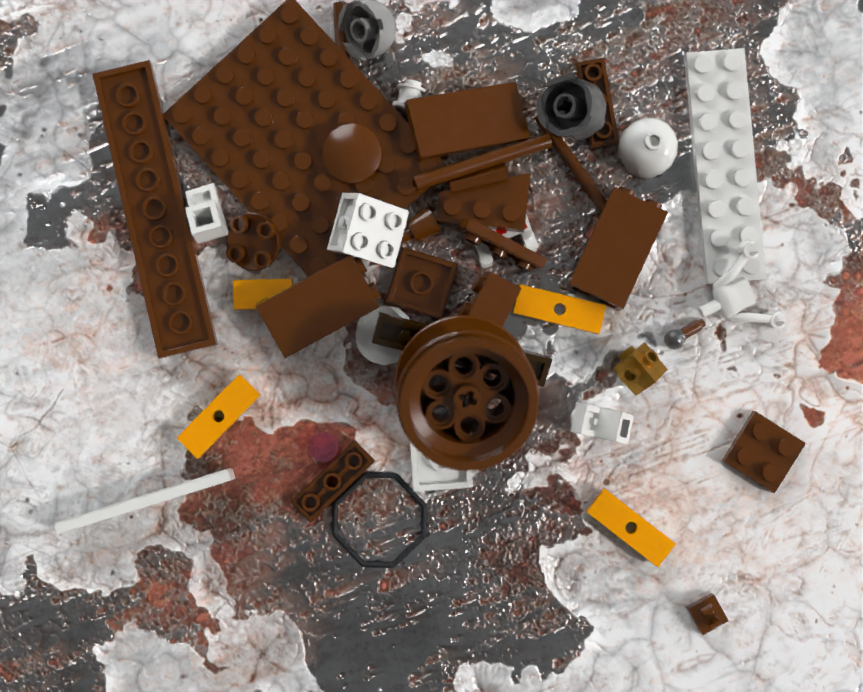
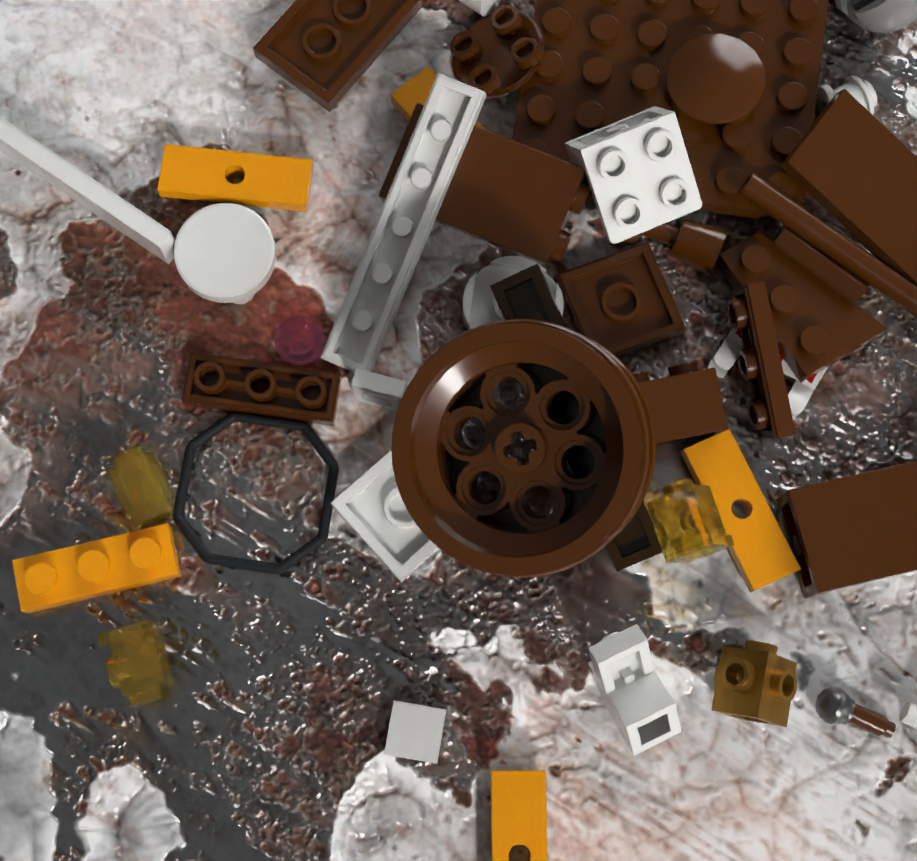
camera: 50 degrees right, 10 degrees down
(253, 449) = (225, 253): none -> white tile
(309, 357) = (404, 224): none -> white tile
(338, 571) = (141, 487): none -> clear yellow brick
(359, 618) = (96, 568): none -> light orange plate
(377, 429) = (378, 389): none -> white tile
(419, 631) = (138, 661): none -> clear yellow brick
(543, 531) = (415, 732): none -> white tile
(547, 339) = (673, 525): none -> clear yellow brick

